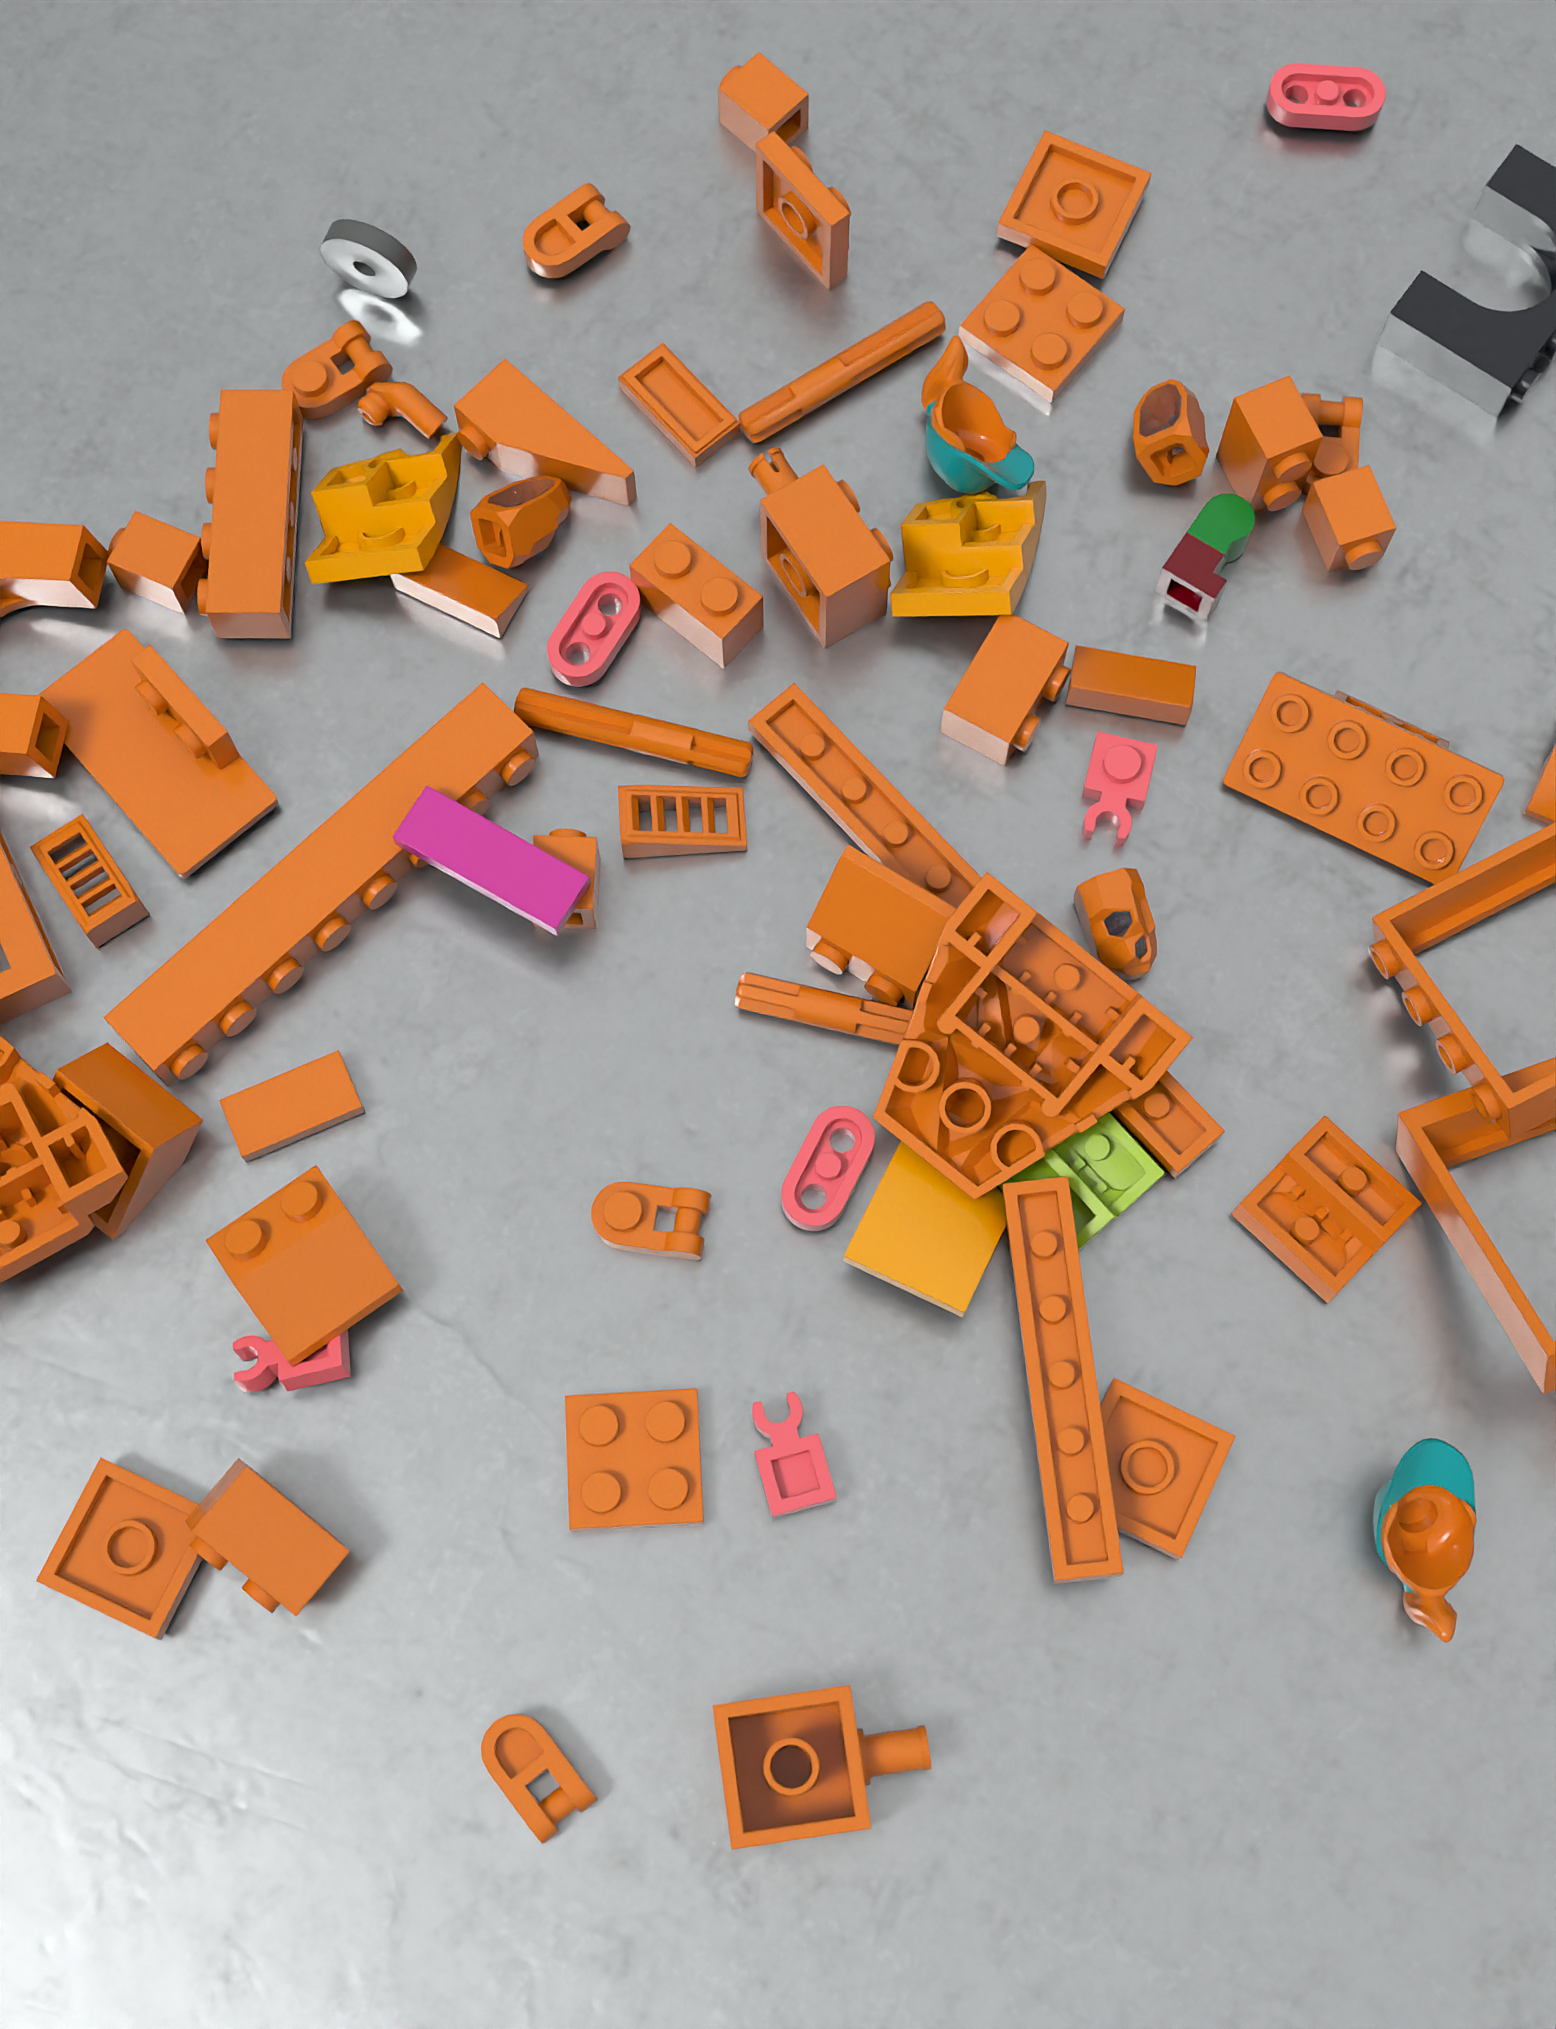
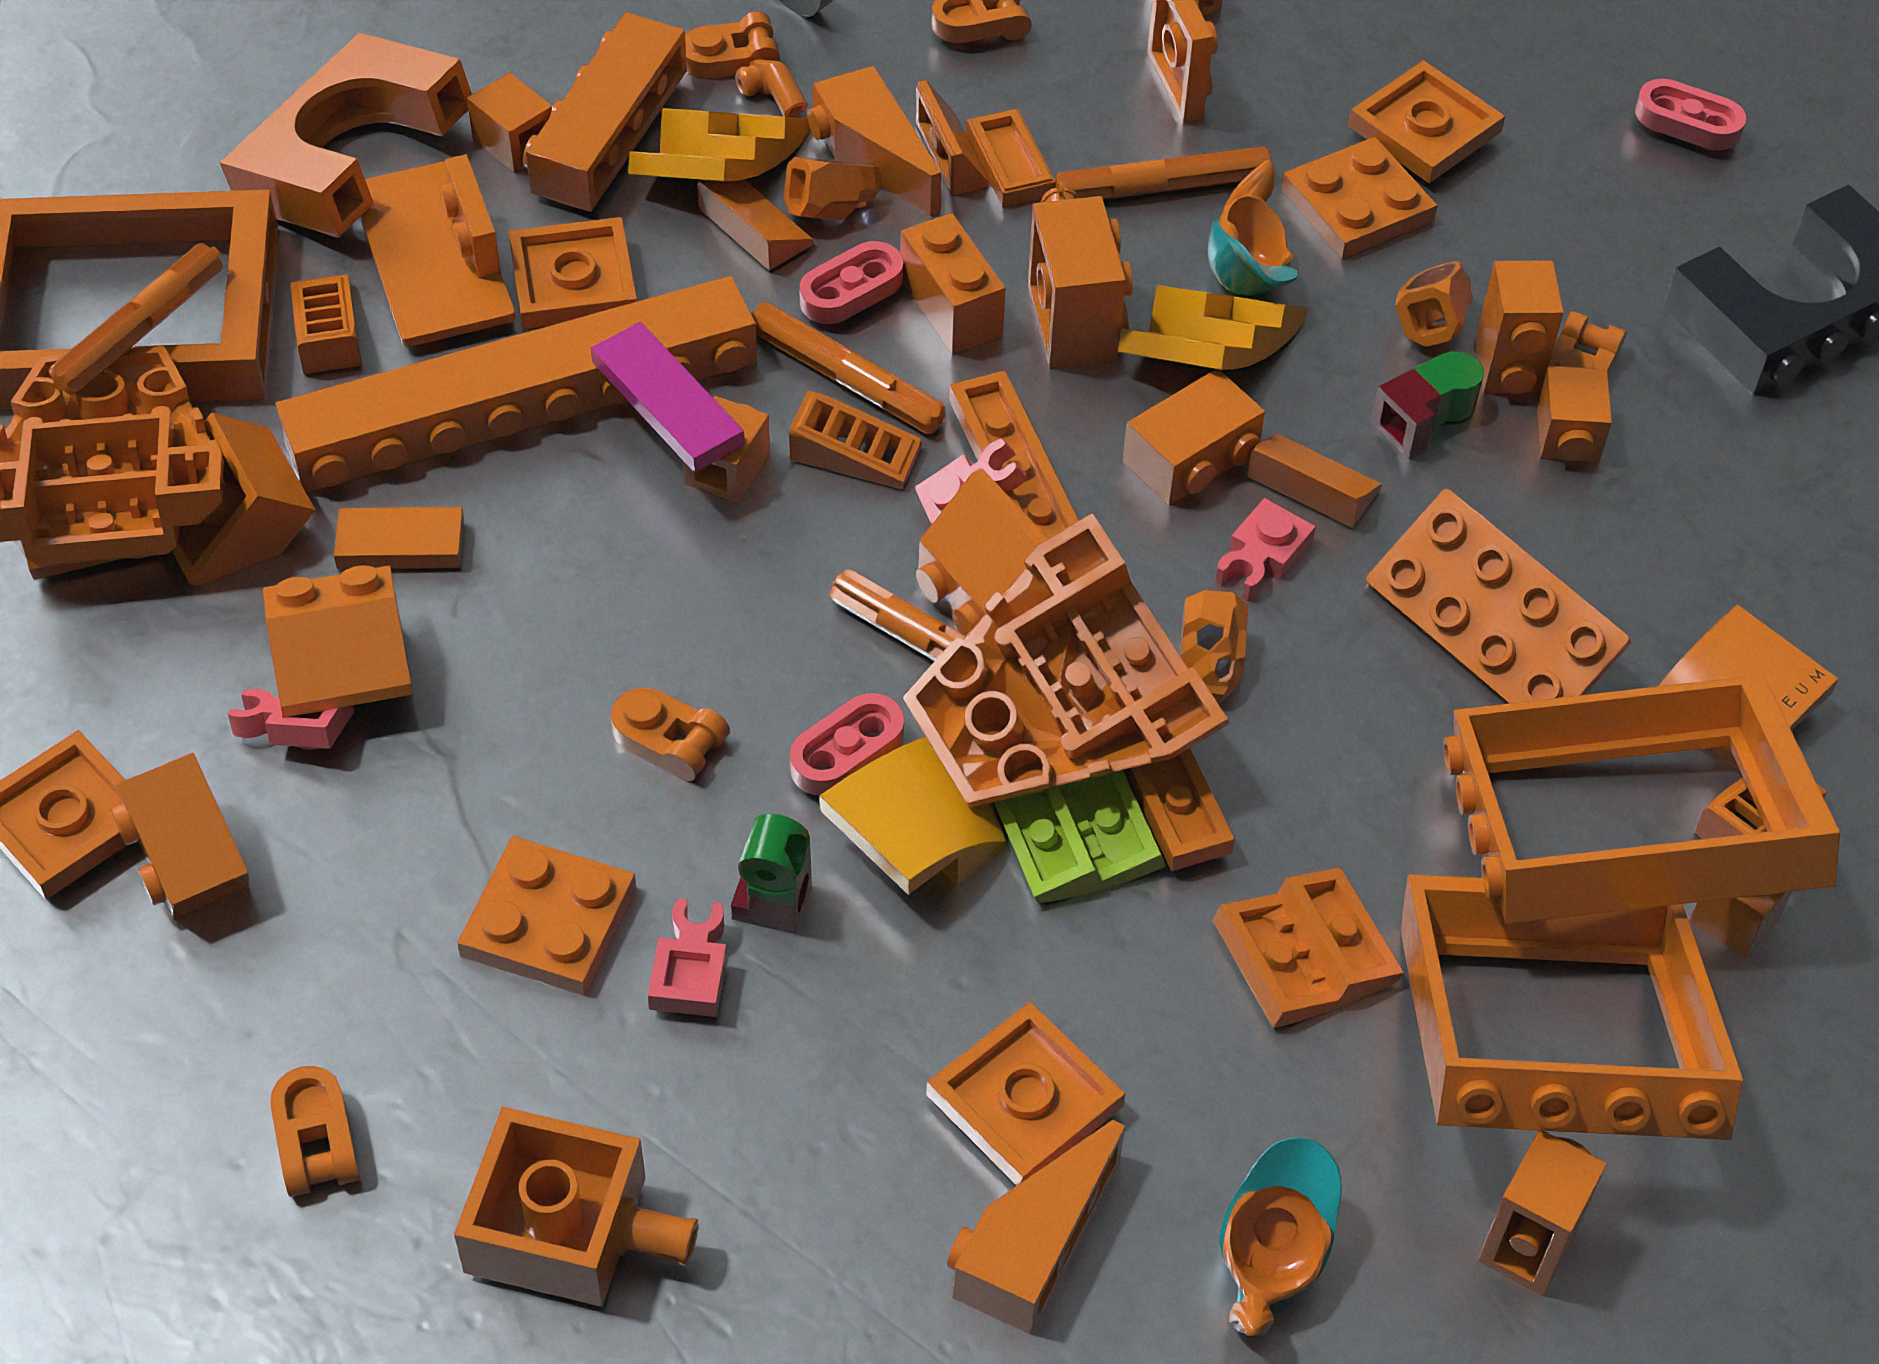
camera: 20 degrees right, 20 degrees down
(311, 726) = (570, 270): none -> orange plate
(612, 412) = (948, 142): none -> orange slope
(812, 840) = (942, 486): none -> plate
(829, 1348) = (774, 874): none -> green leg
(1062, 1381) = (973, 981): orange plate -> none
(1211, 1615) = (1031, 1231): none -> orange slope

